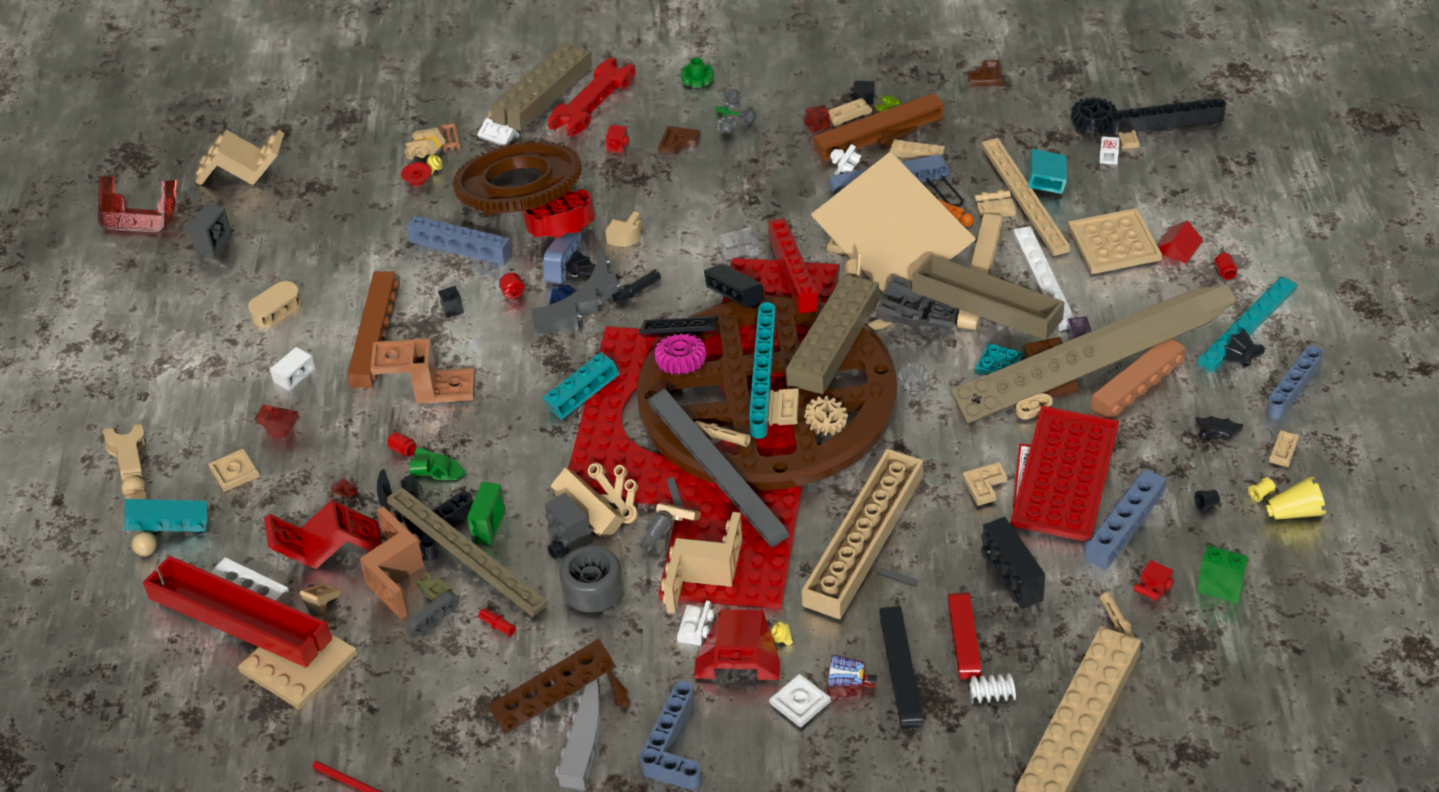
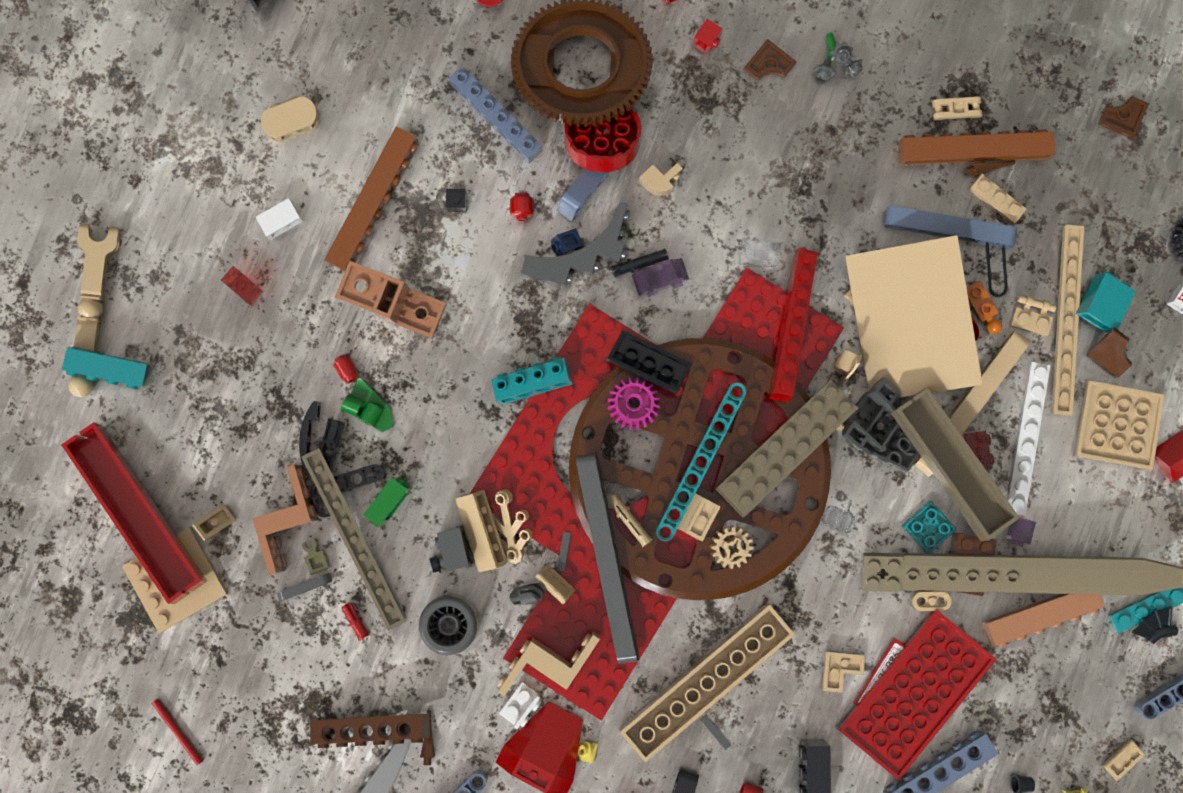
camera: 20 degrees right, 40 degrees up
(233, 470) = (188, 322): tan tile -> none
(252, 580) = (135, 462): white brick -> none
(322, 534) = (234, 461): red bracket -> none
(344, 488) = (277, 398): clear red tile -> none
(580, 264) = (600, 204): black arm -> none
(659, 286) = (659, 277): none -> clear purple brick
(734, 285) = (724, 330): black brick -> none
(817, 118) = (920, 105): clear red brick -> none
(842, 159) = (916, 180): white hips -> none
(863, 90) = (985, 87): black brick -> none
(892, 102) = (1008, 110): clear neon green piece -> none
(1073, 198) = (1111, 352): none -> reddish brown tile
(1217, 428) = (1080, 703): black arm -> none

